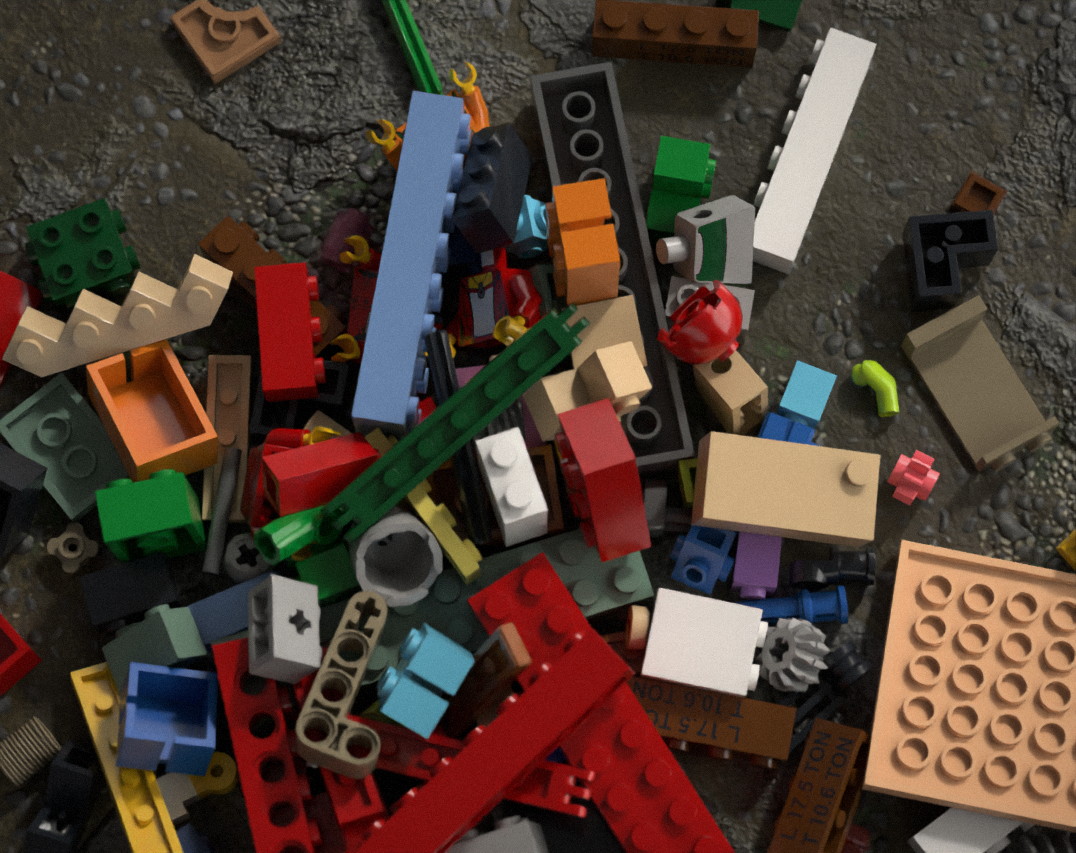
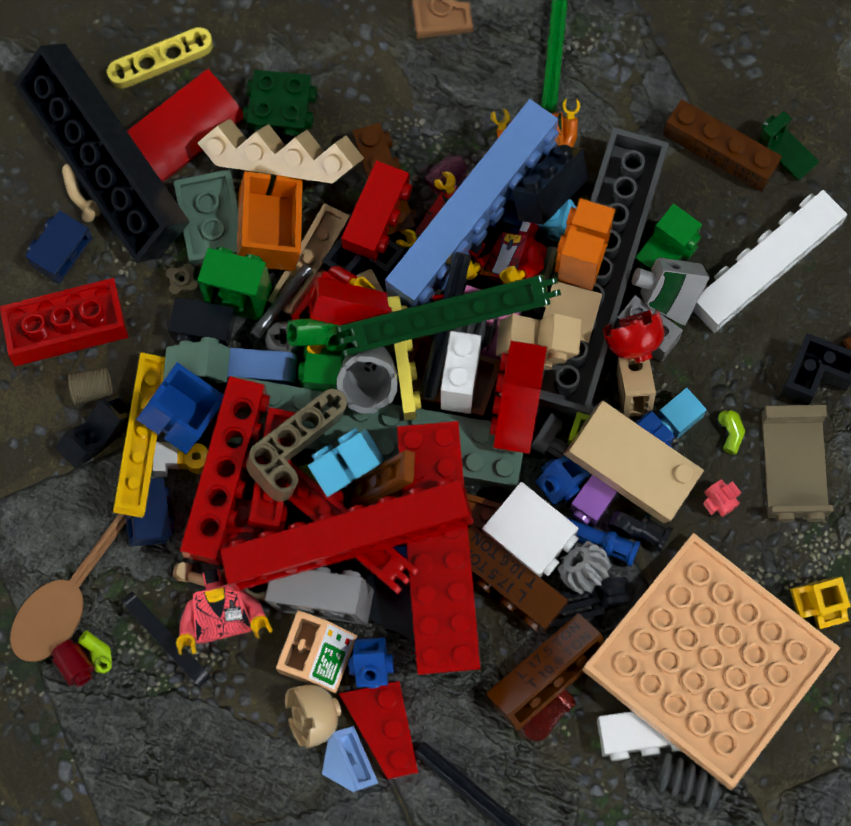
camera: 30 degrees right, 0 degrees up
(283, 629) = (276, 388): light grey brick -> none
(637, 627) = (496, 500): tan tile -> none

